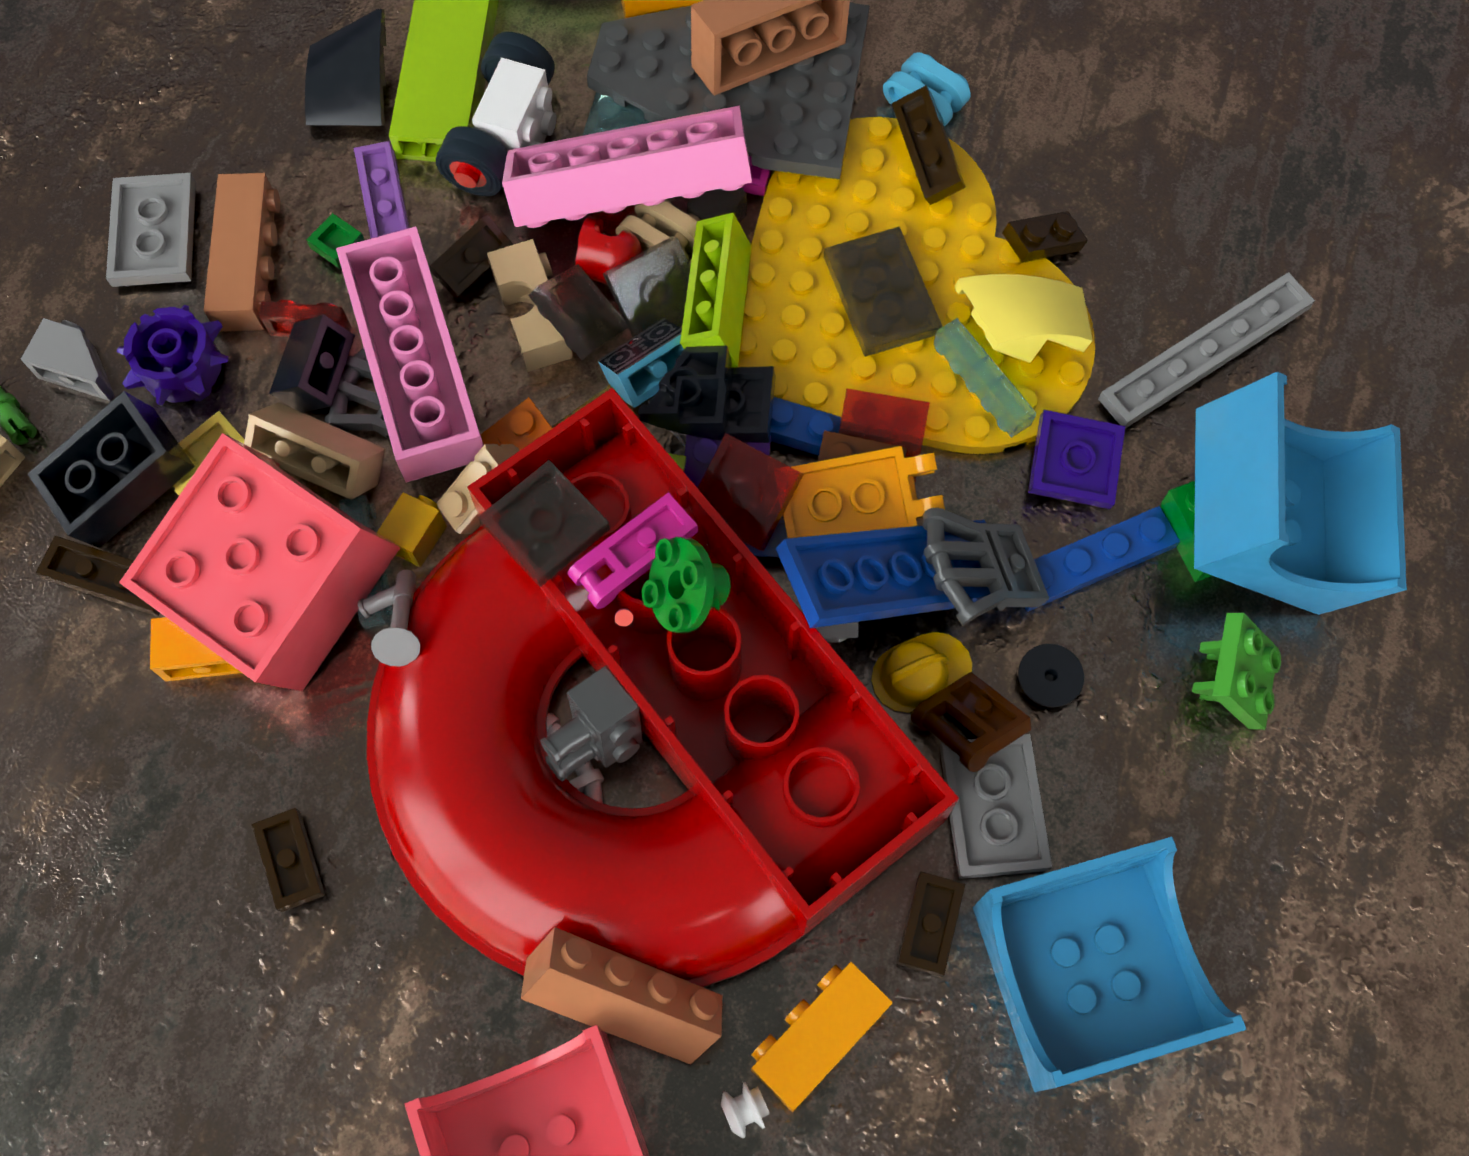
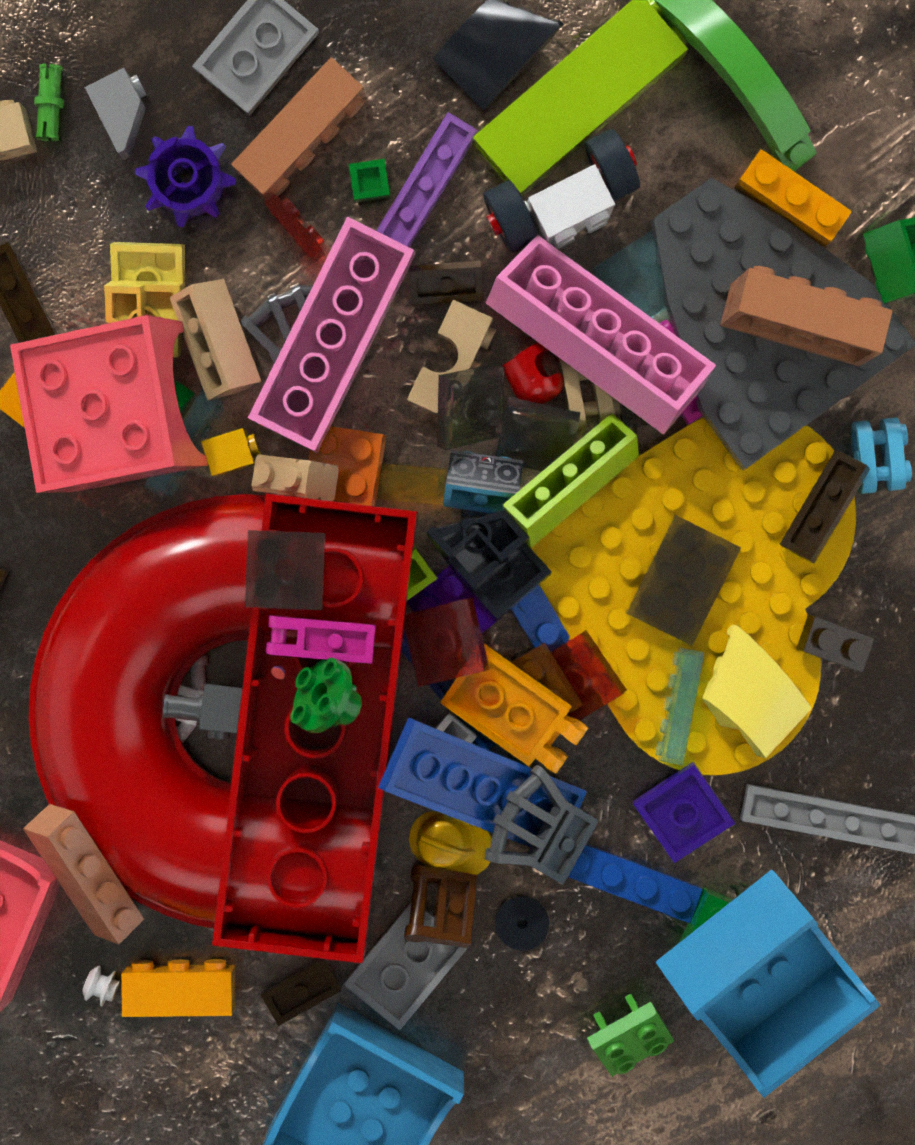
camera: 45 degrees right, 20 degrees up
(110, 470) = (76, 234): black brick -> none
(312, 364) = (268, 271): black brick -> none
(394, 644) = (138, 548): light grey piece -> none

